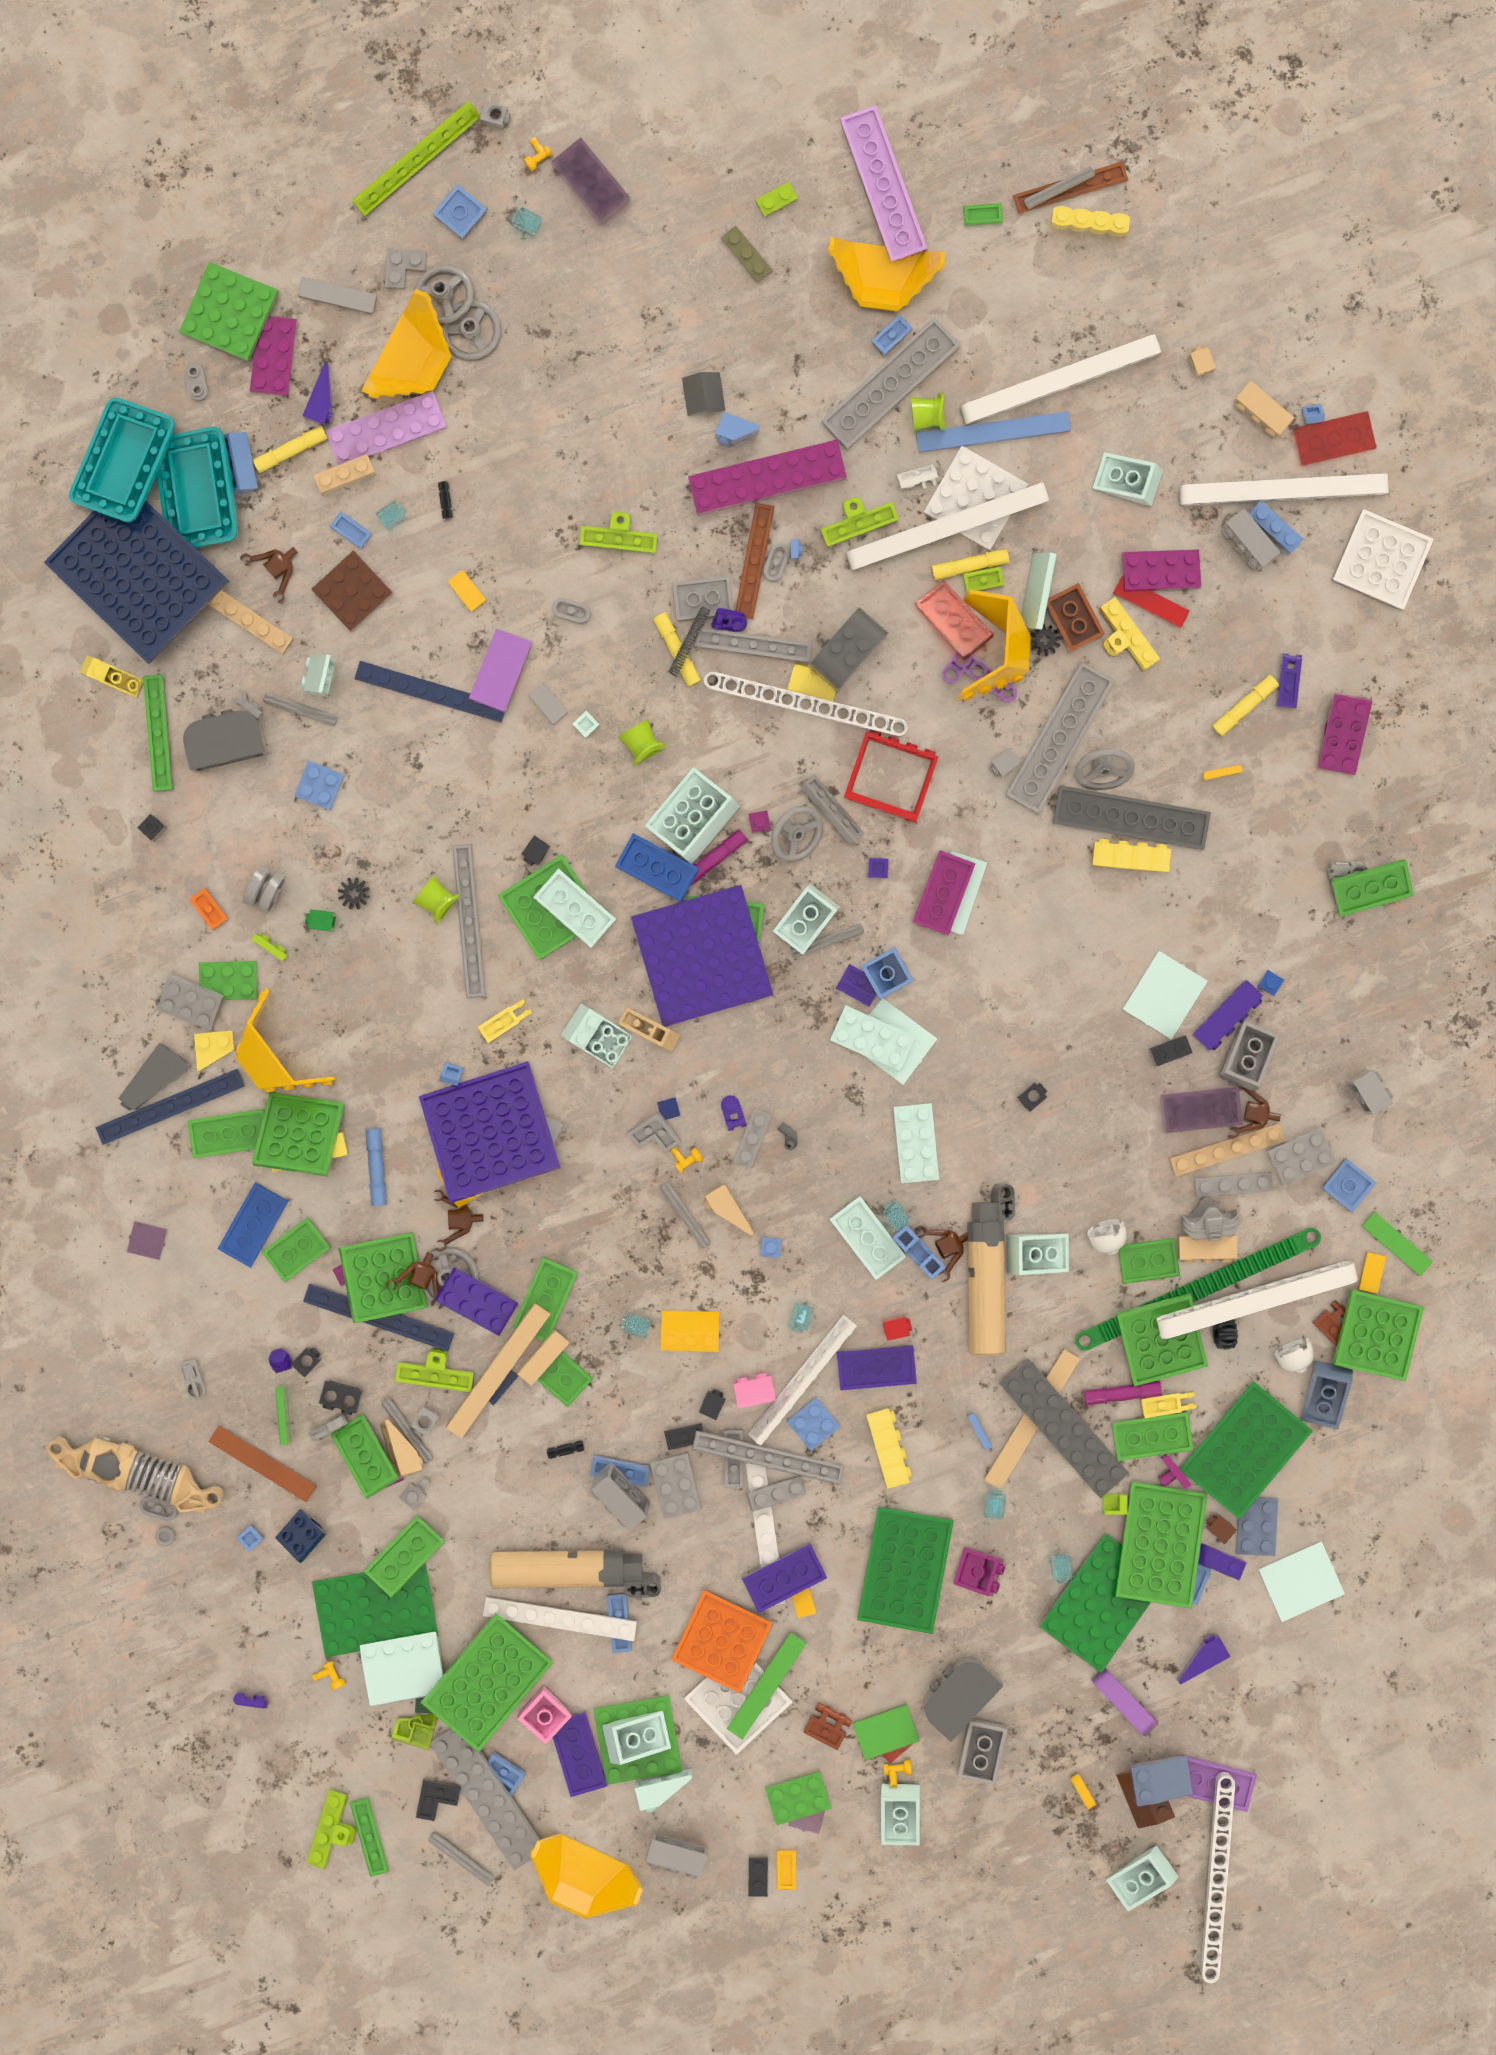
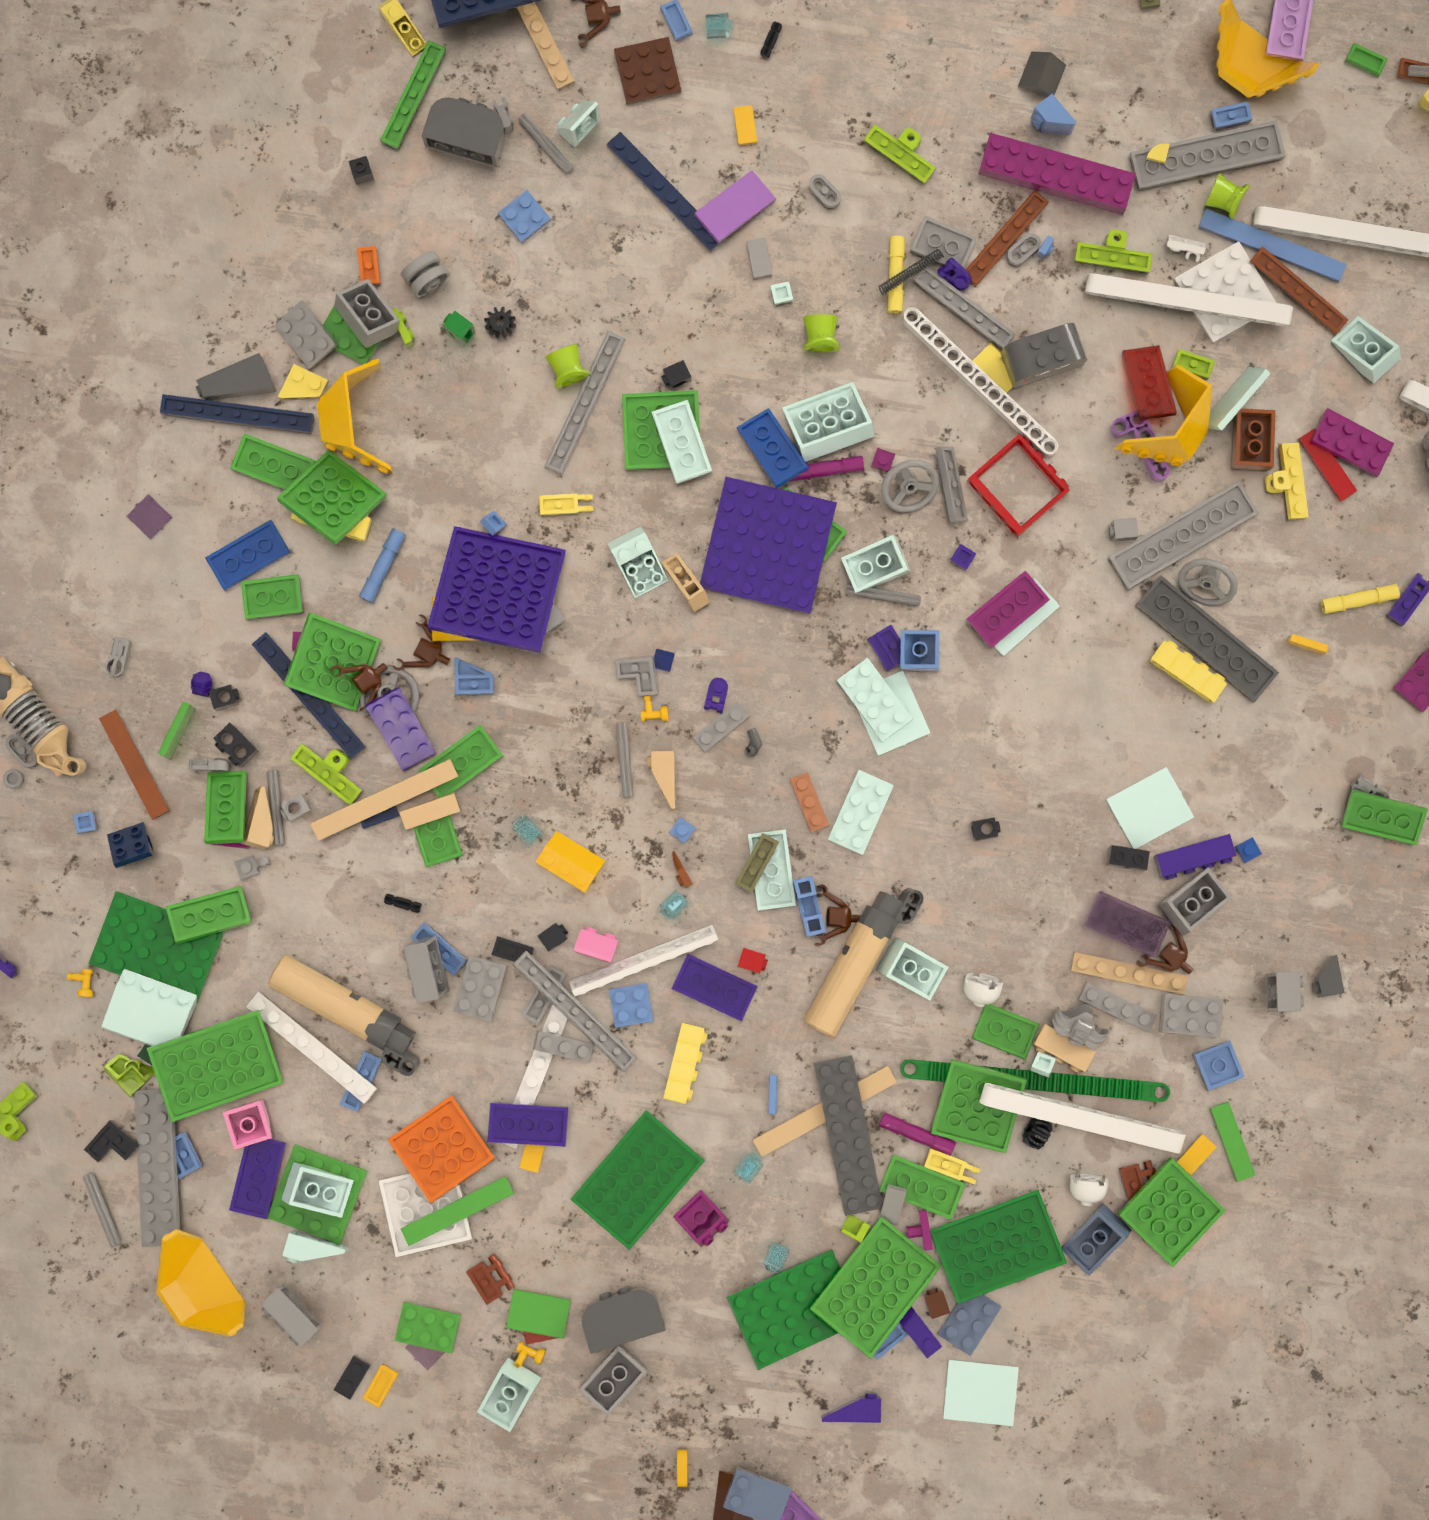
camera: 25 degrees right, 5 degrees down
(233, 954) = (366, 313): none -> light grey brick
(369, 1836) = (33, 1144): bright green tile -> none
(512, 1221) = (471, 679): none -> medium blue wing
(794, 1288) = (682, 877): none -> dark orange plate
(847, 408) = (1158, 153): none -> light yellow tile
(852, 1240) = (757, 863): none -> olive plate
(866, 1160) = (809, 802): none -> nougat plate
(896, 1215) = (807, 864): clear light blue brick -> none
(970, 564) = (1189, 344): light yellow piece -> none
(1039, 460) = (1299, 290): none -> dark orange tile
(1049, 635) = (1224, 444): black gear -> none
(1125, 1702) = (764, 1409): medium lavender beam -> none
(1136, 1465) = (893, 1204): none -> light grey tile
(1197, 1272) = (1043, 1064): none -> light aqua plate
(1402, 1056) = (1329, 979): none -> dark grey slope

